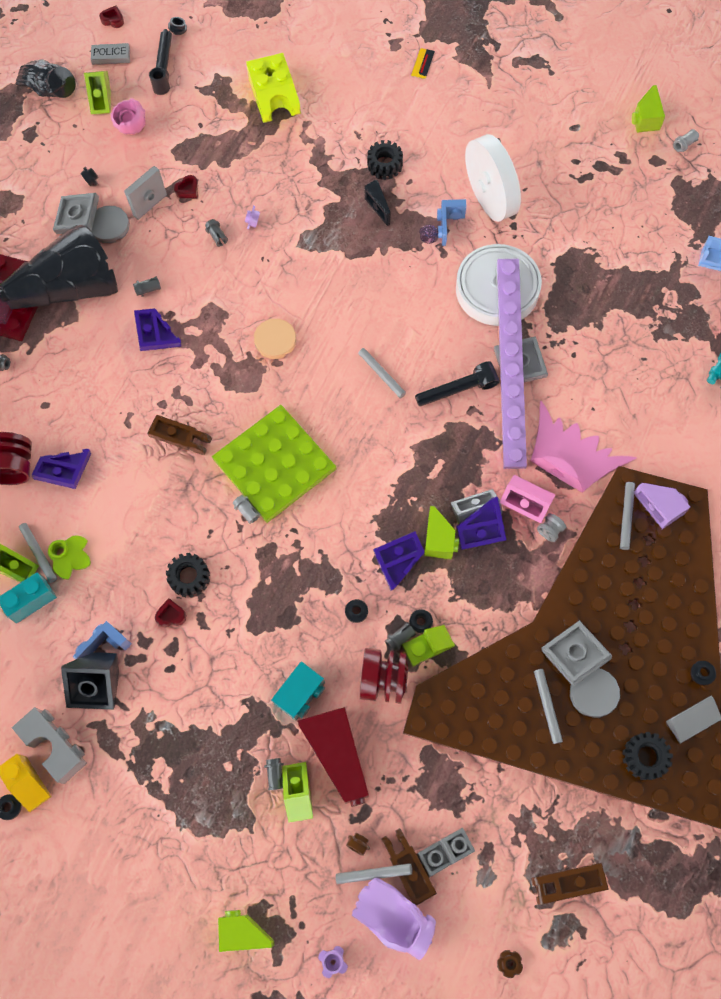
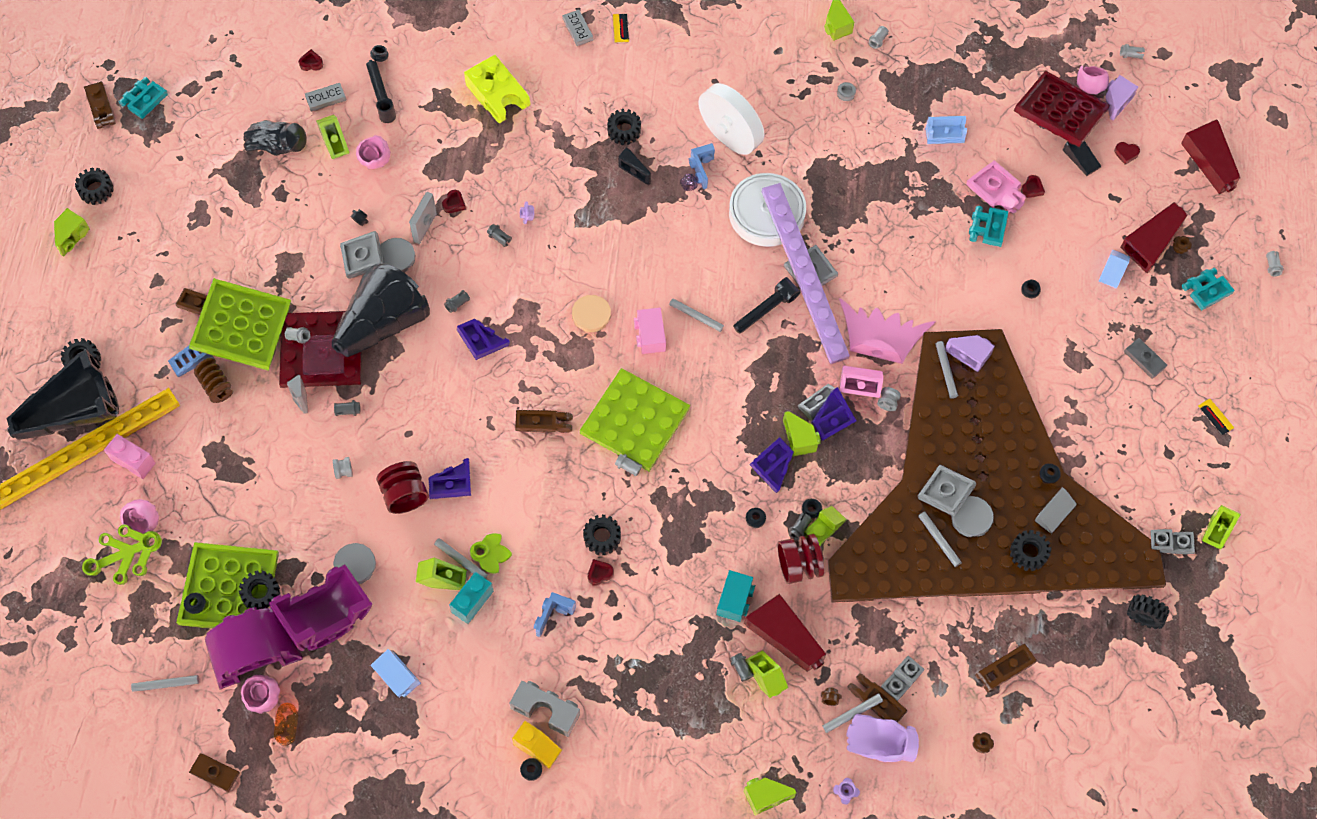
camera: 25 degrees left, 5 degrees down
(91, 681) = (558, 647): black slope -> none
(326, 374) = (651, 331): none -> bright pink brick
(379, 51) = (577, 27): none -> light grey tile
(630, 187) = (846, 91): none -> light grey tile

